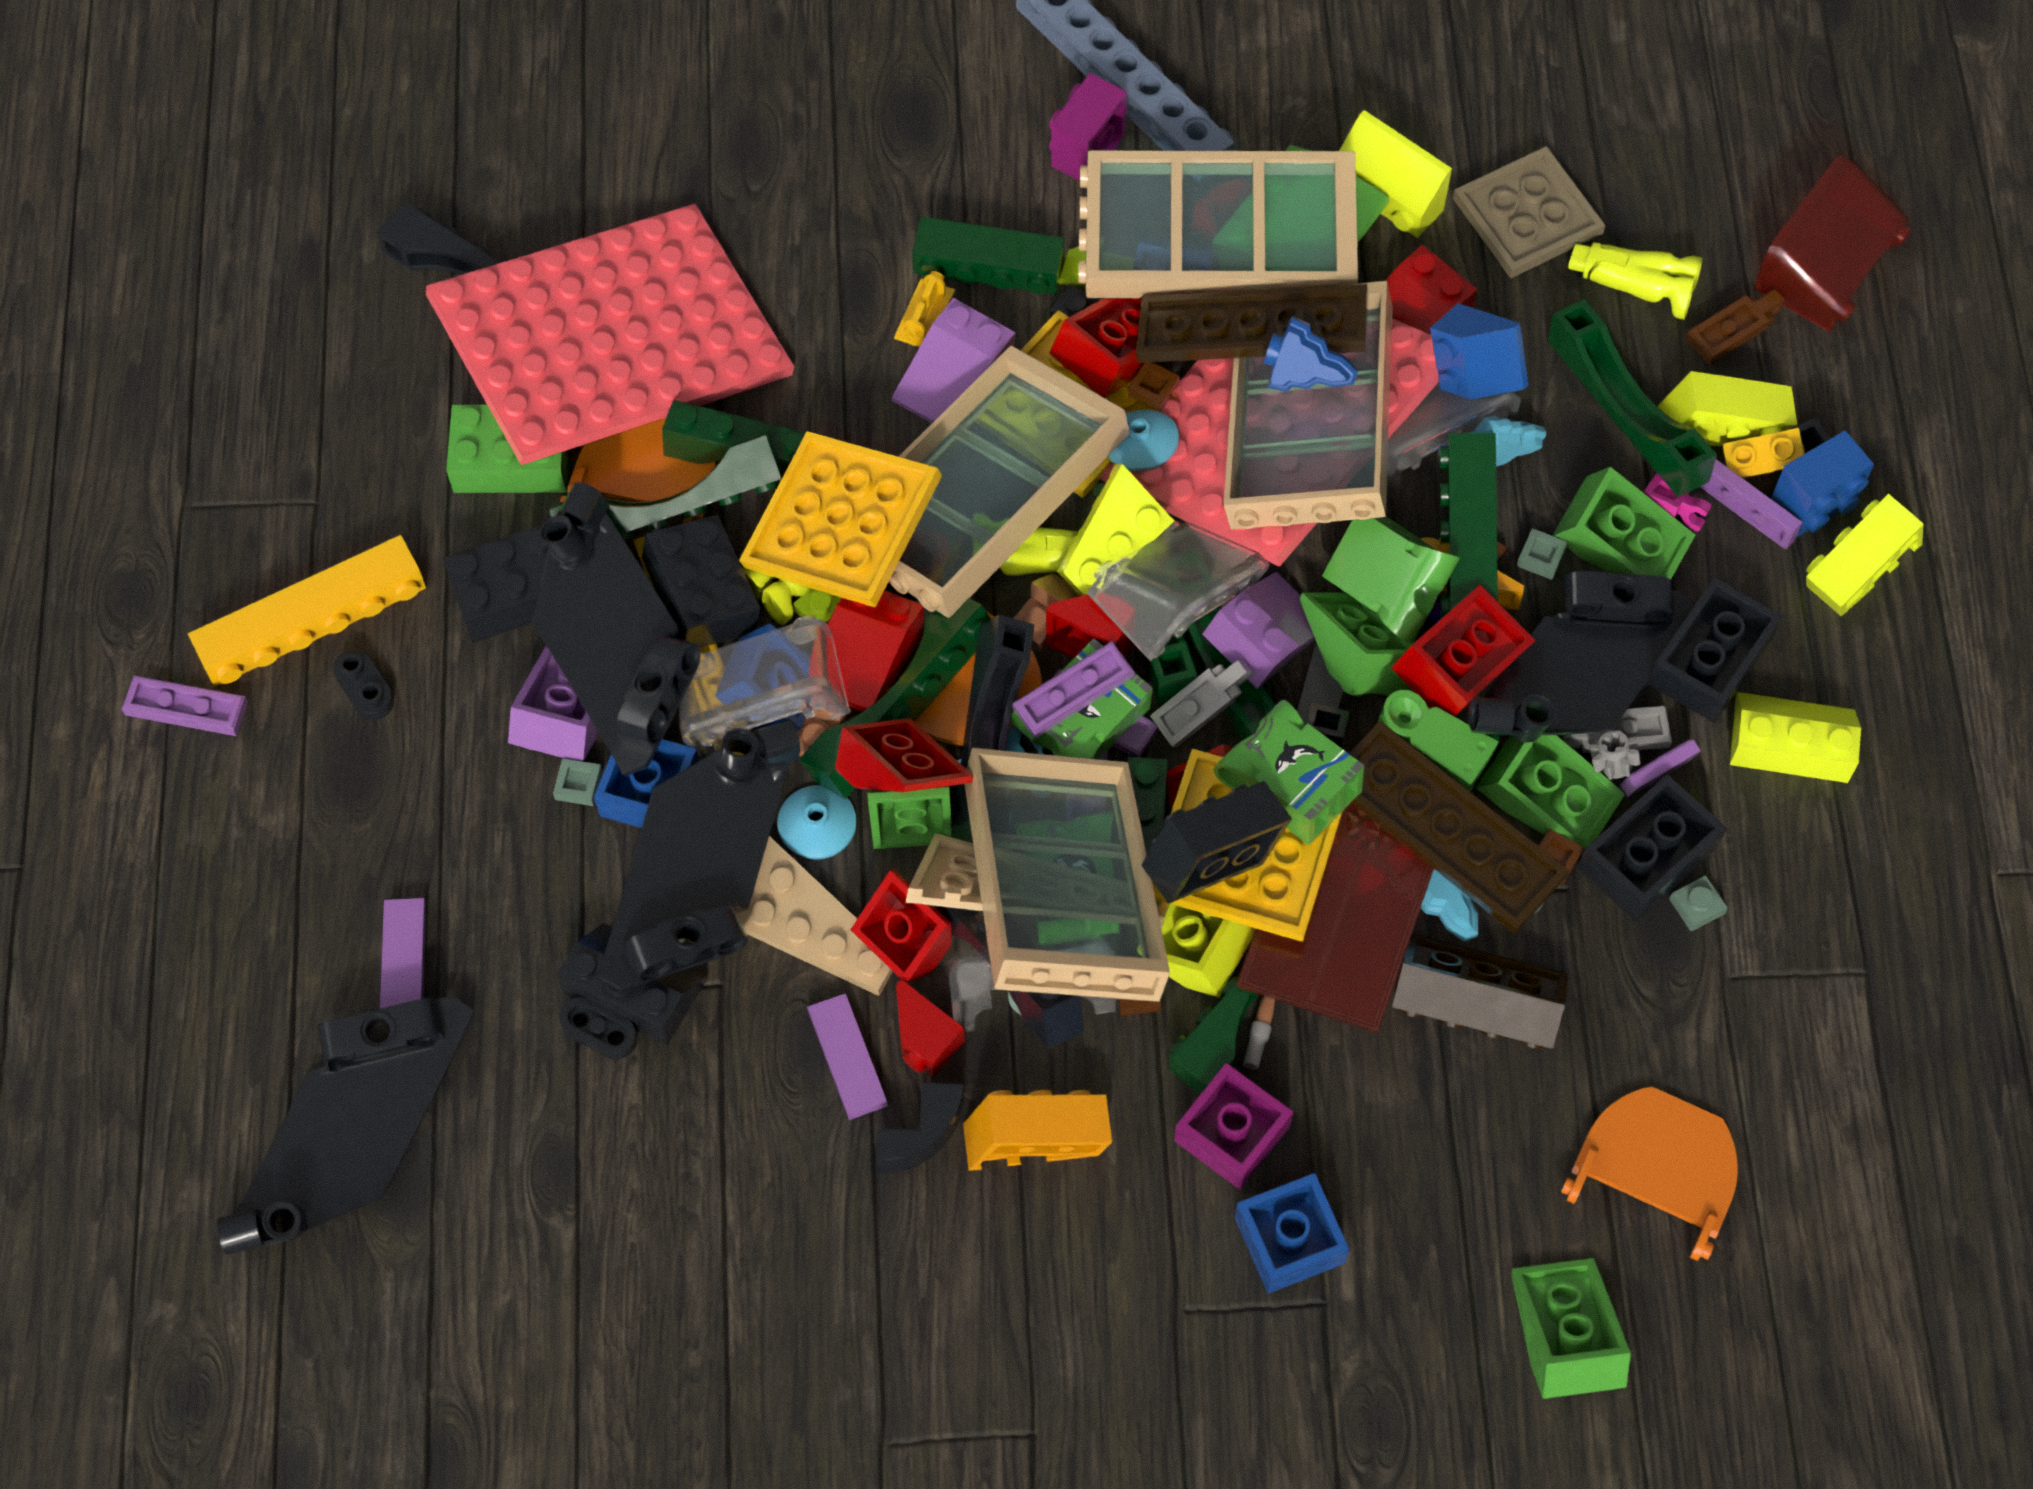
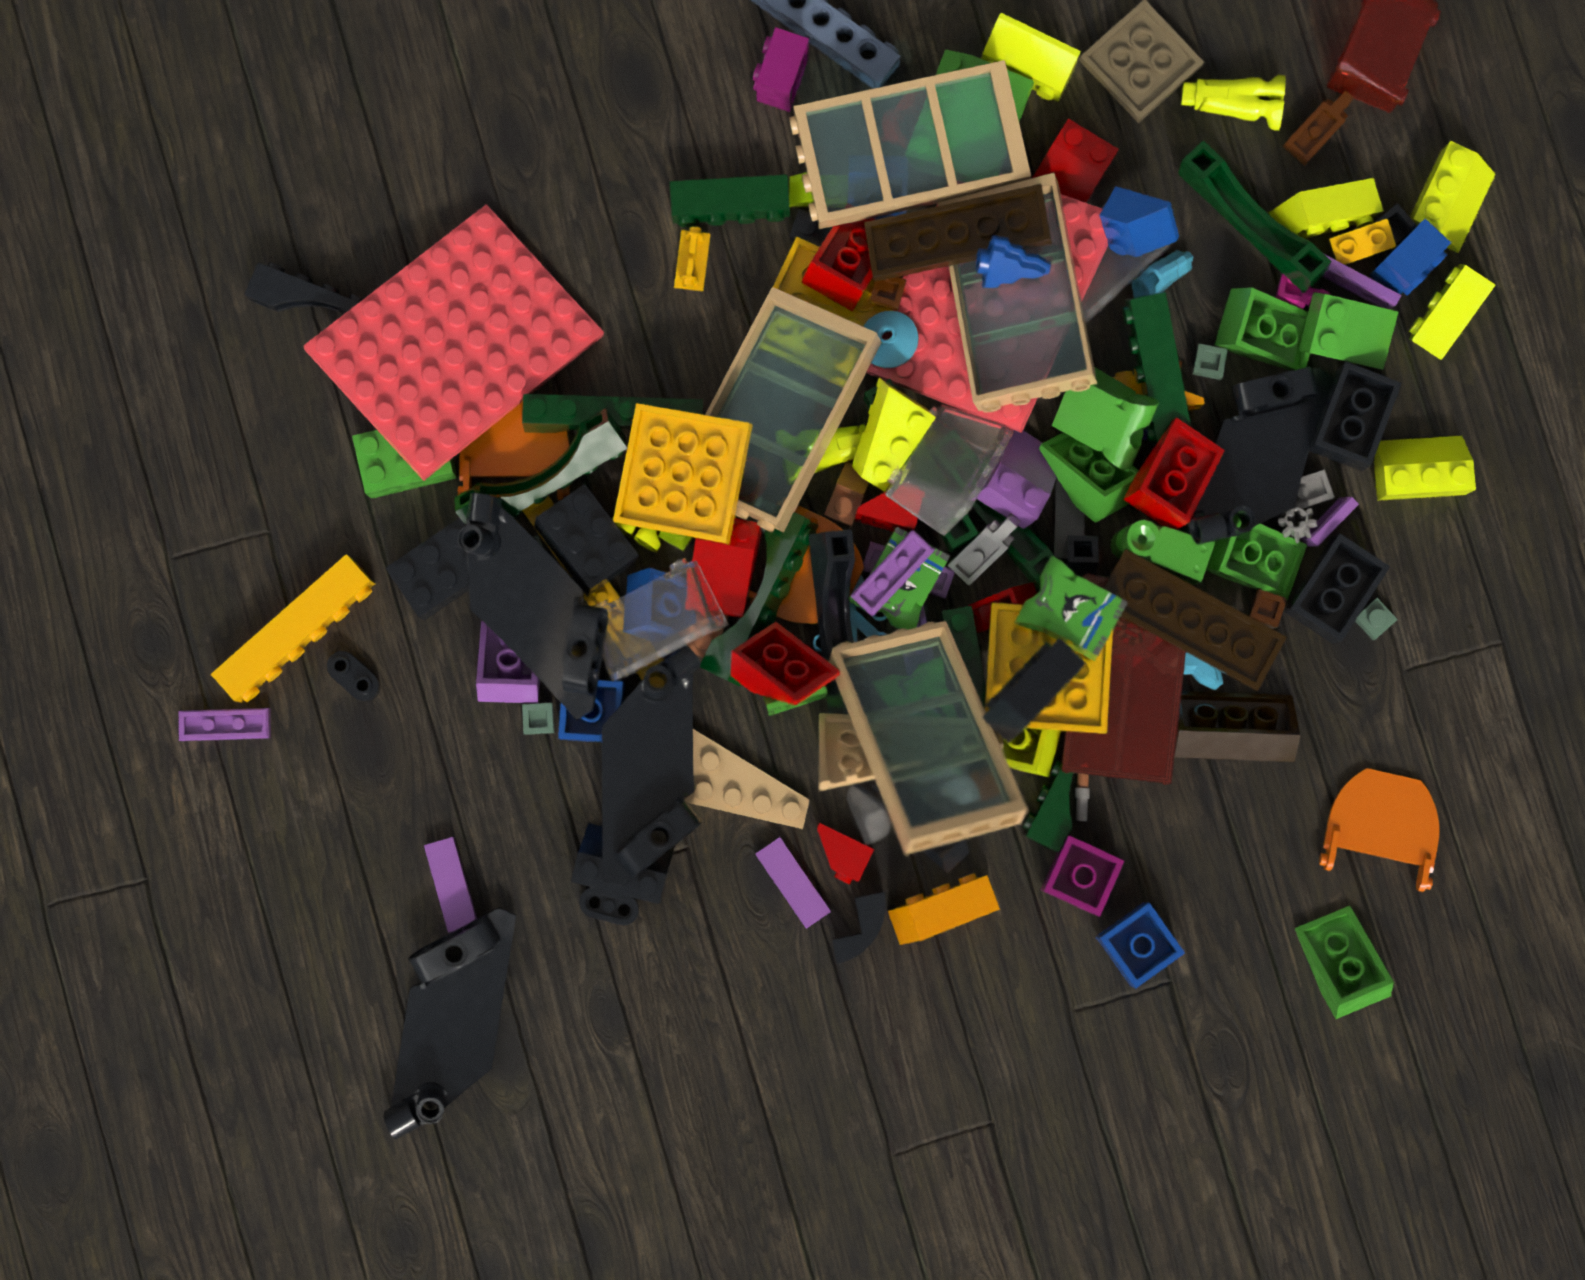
camera: 15 degrees left, 20 degrees up
(821, 837) = (721, 721): medium azure dish -> none
(903, 934) = (801, 788): red slope -> none
(950, 359) = (728, 304): medium lavender slope -> none
(1727, 544) = (1348, 330): none -> bright green slope
(1897, 428) = (1454, 193): none -> neon yellow slope

